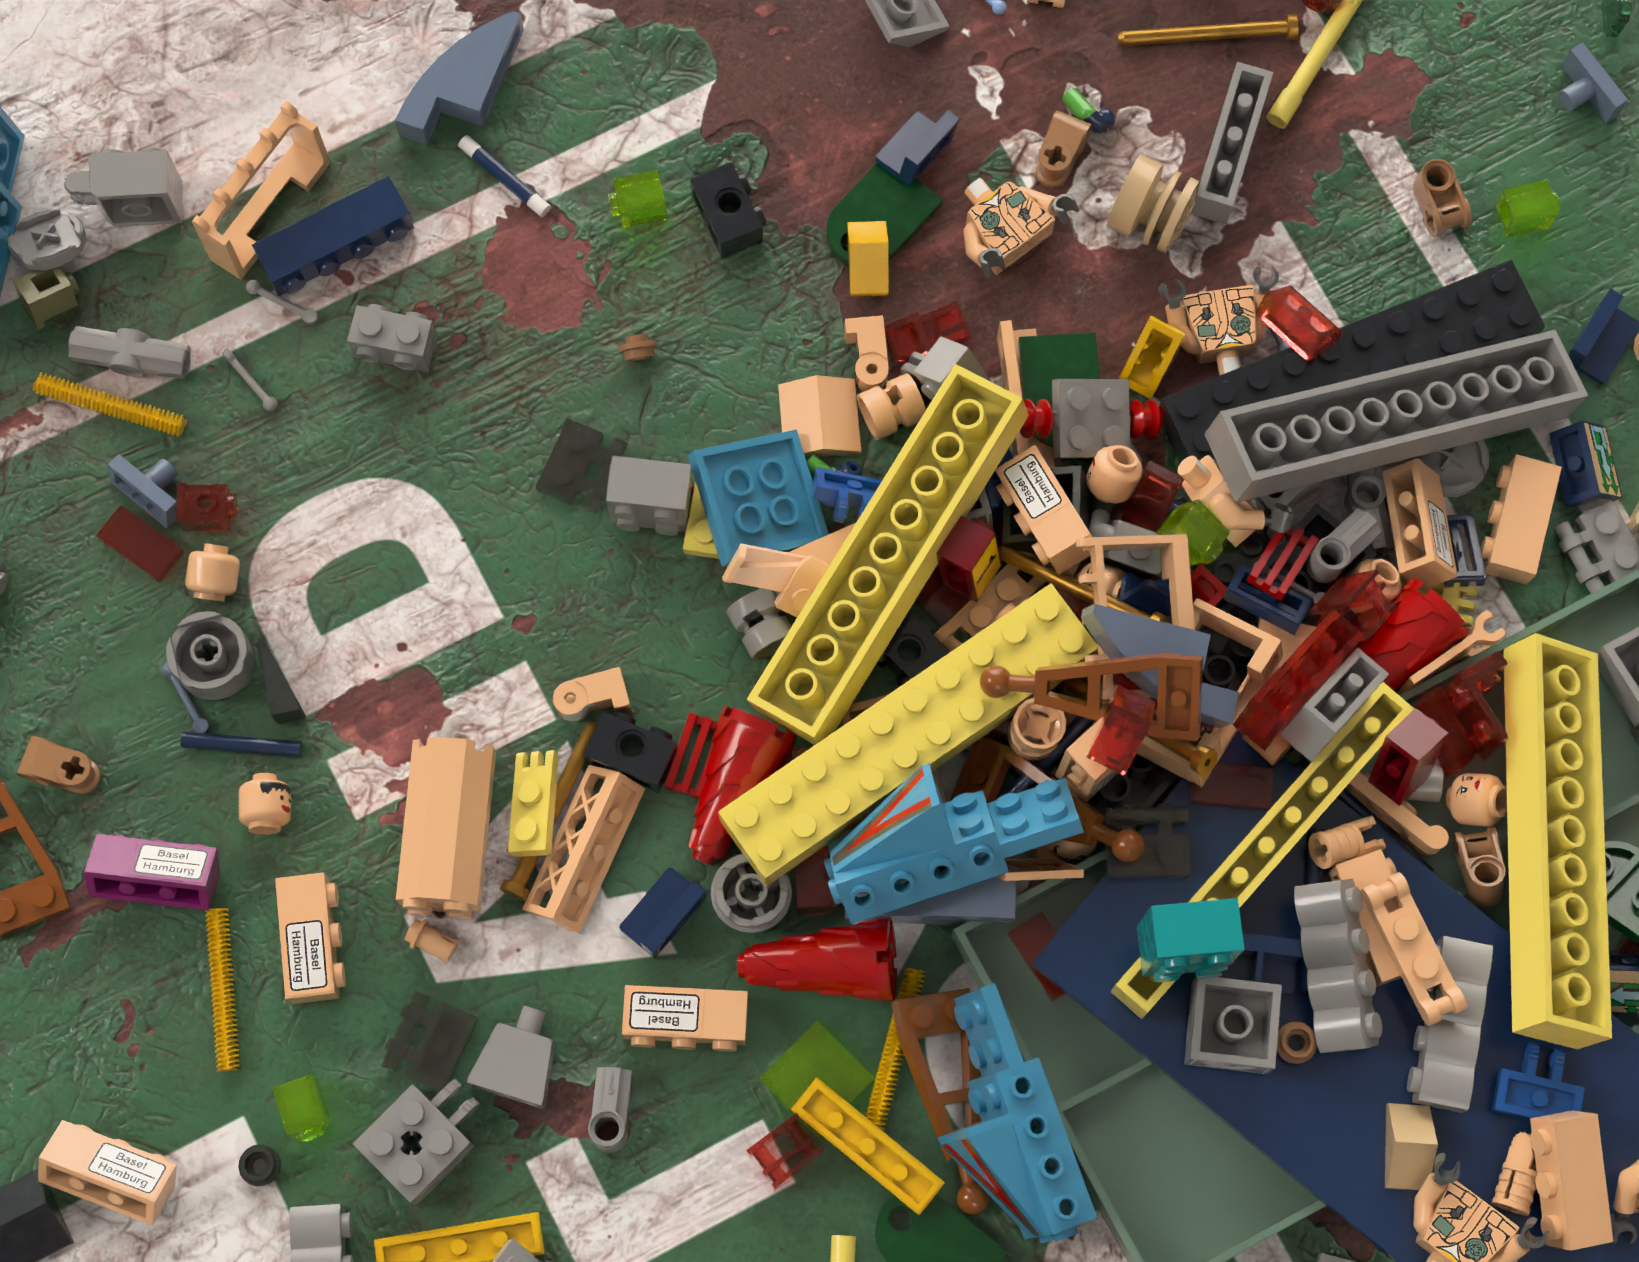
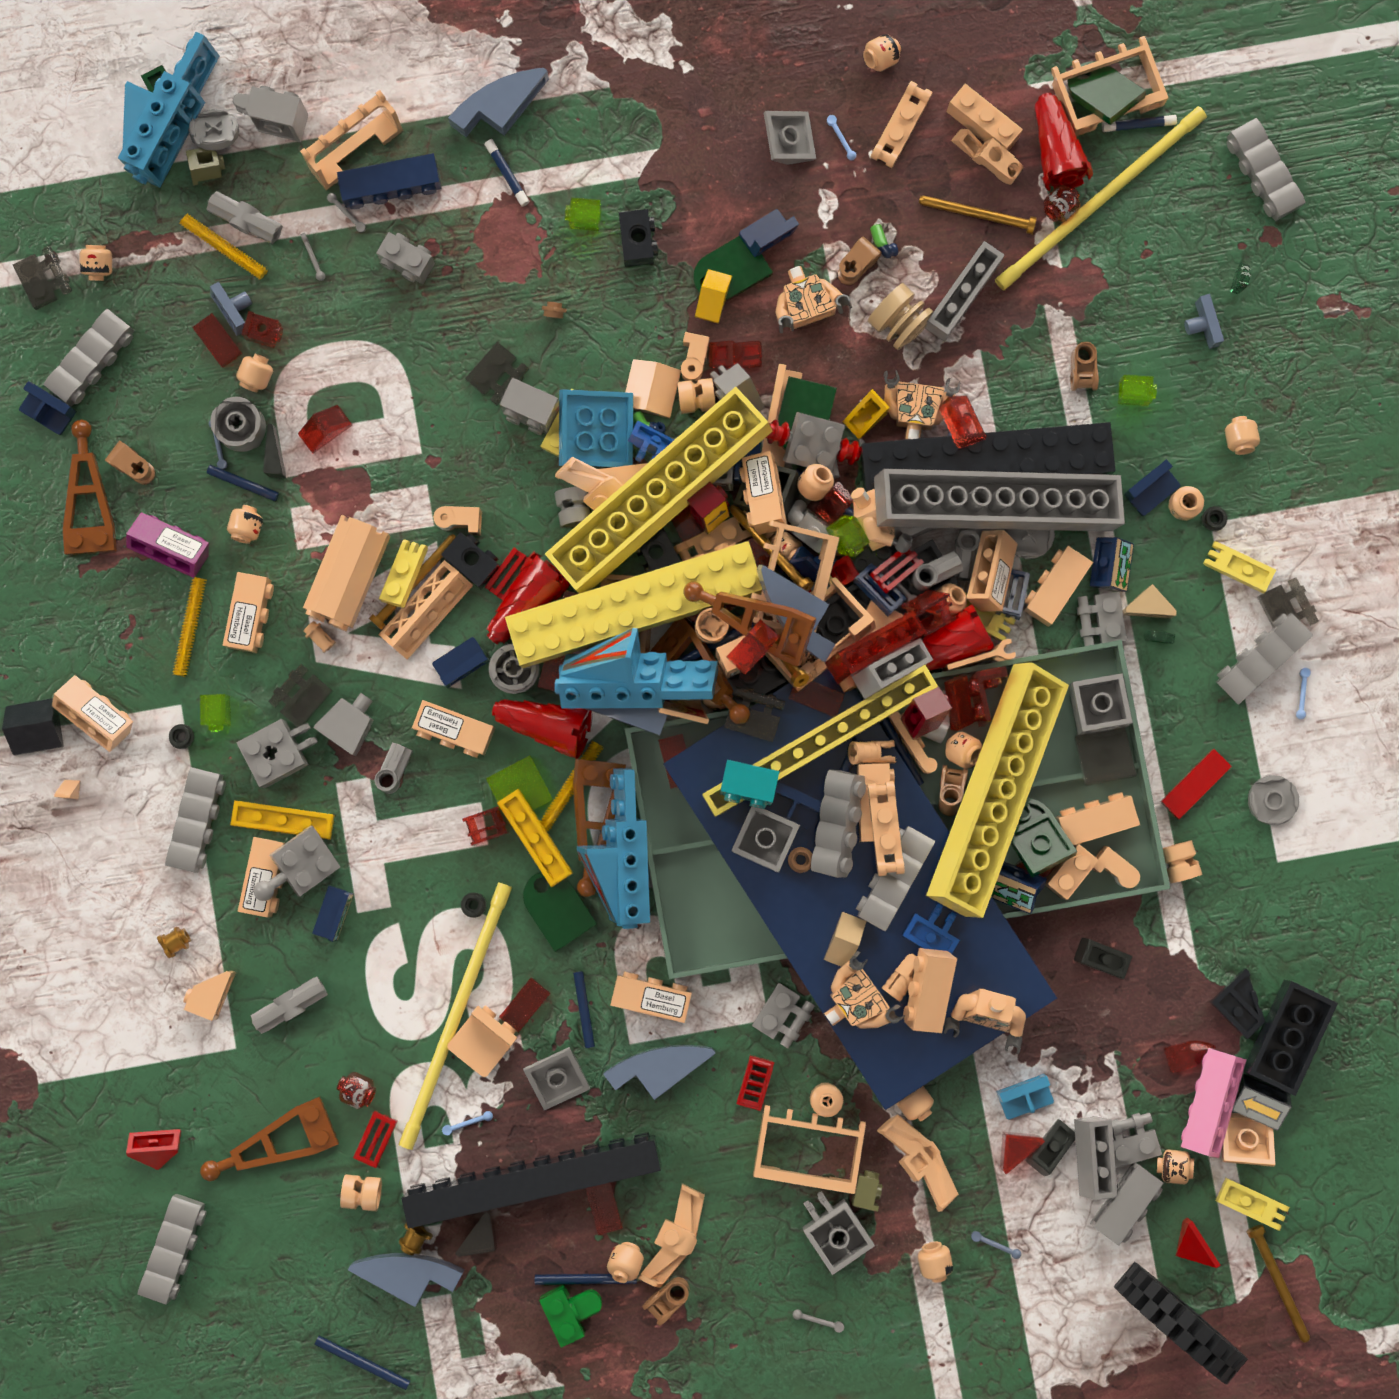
camera: 20 degrees right, 10 degrees up
(342, 624) = (324, 427): none -> clear red slope

